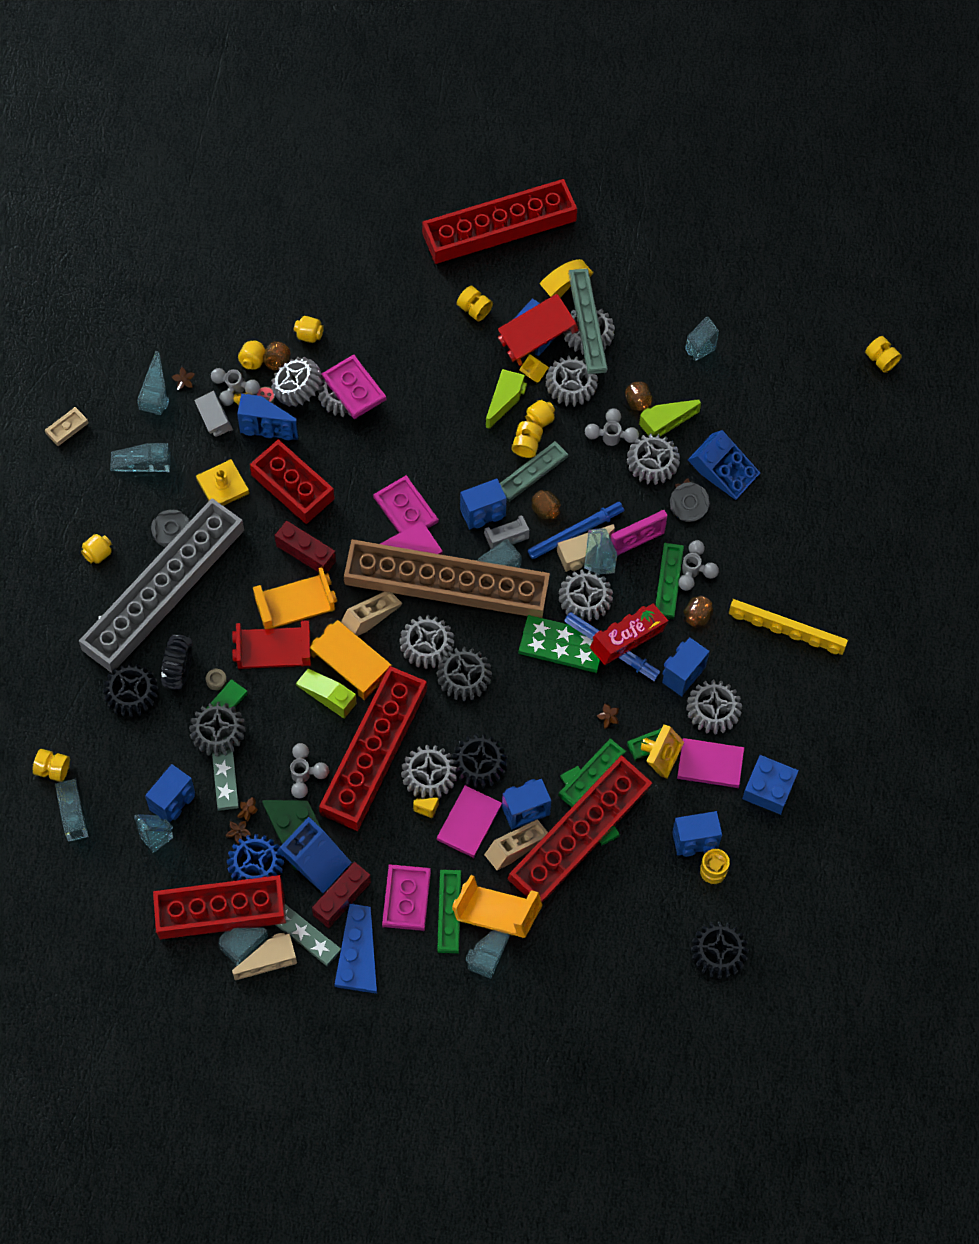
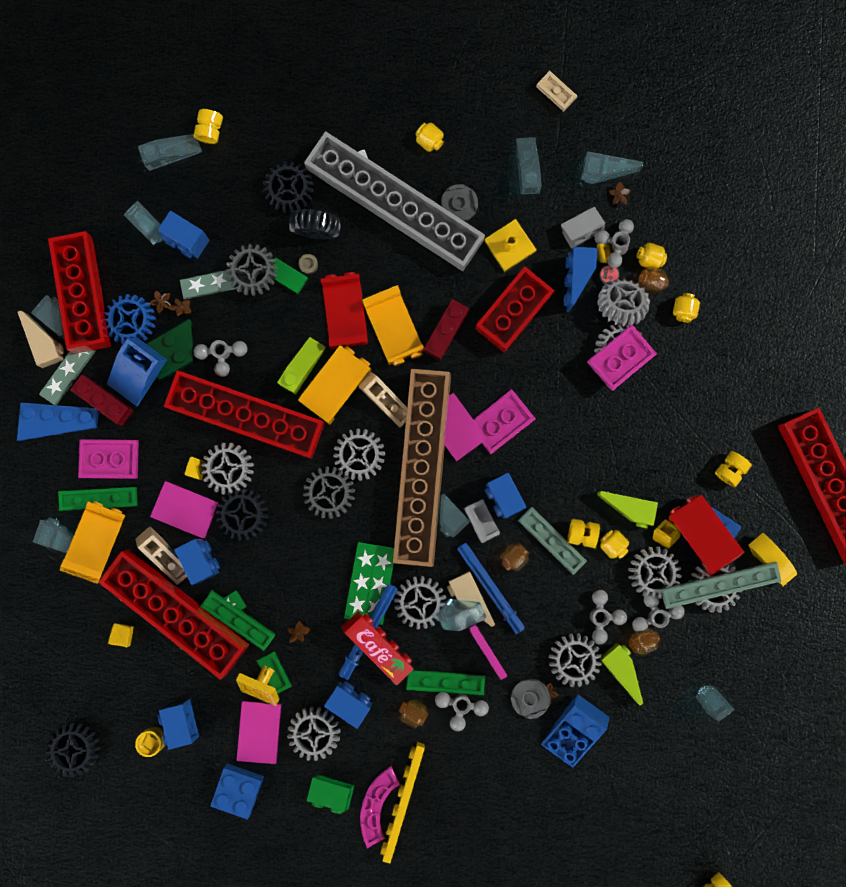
camera: 85 degrees right, 20 degrees up
(599, 893) = (121, 635): none -> yellow slope
(621, 396) = (641, 623): none -> light grey piece
(776, 692) = (330, 794): none -> green brick
(790, 660) = (372, 805): none -> dark pink tile

